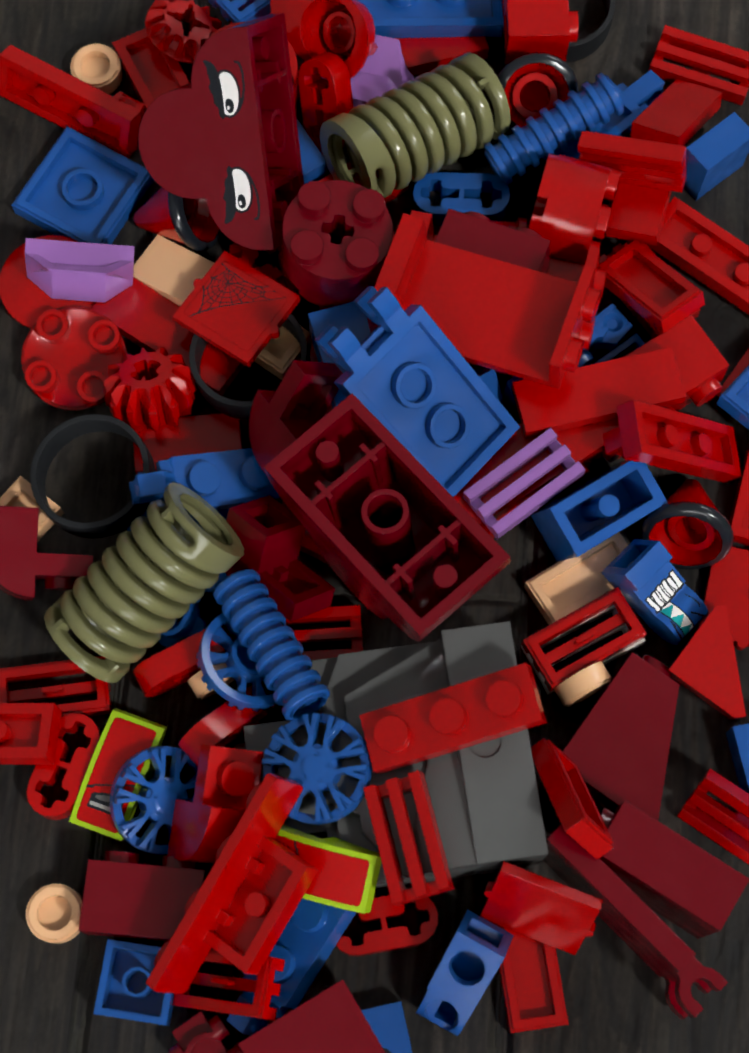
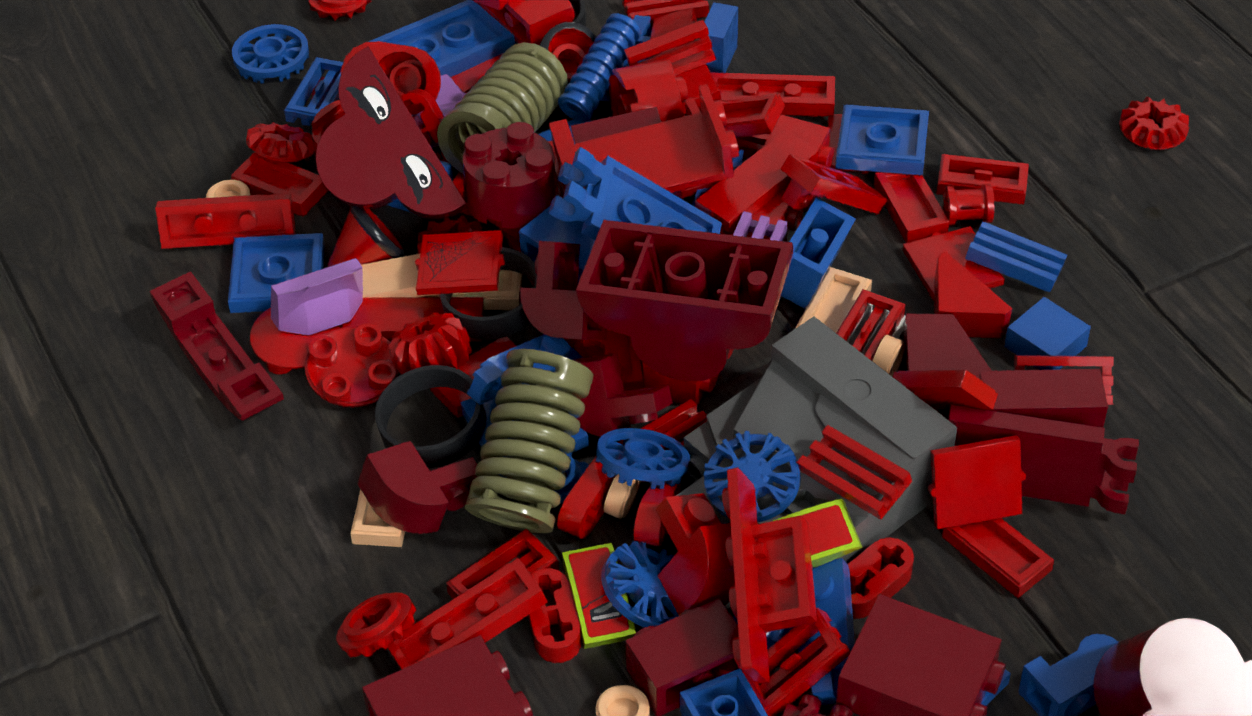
camera: 30 degrees left, 25 degrees down
(271, 644) = (655, 424): blue piece -> none
(452, 718) = (825, 383): red plate -> none
(464, 972) = (957, 564): blue leg -> none
(656, 590) = (889, 276): blue leg -> none
(690, 528) = (882, 239): red hat -> none

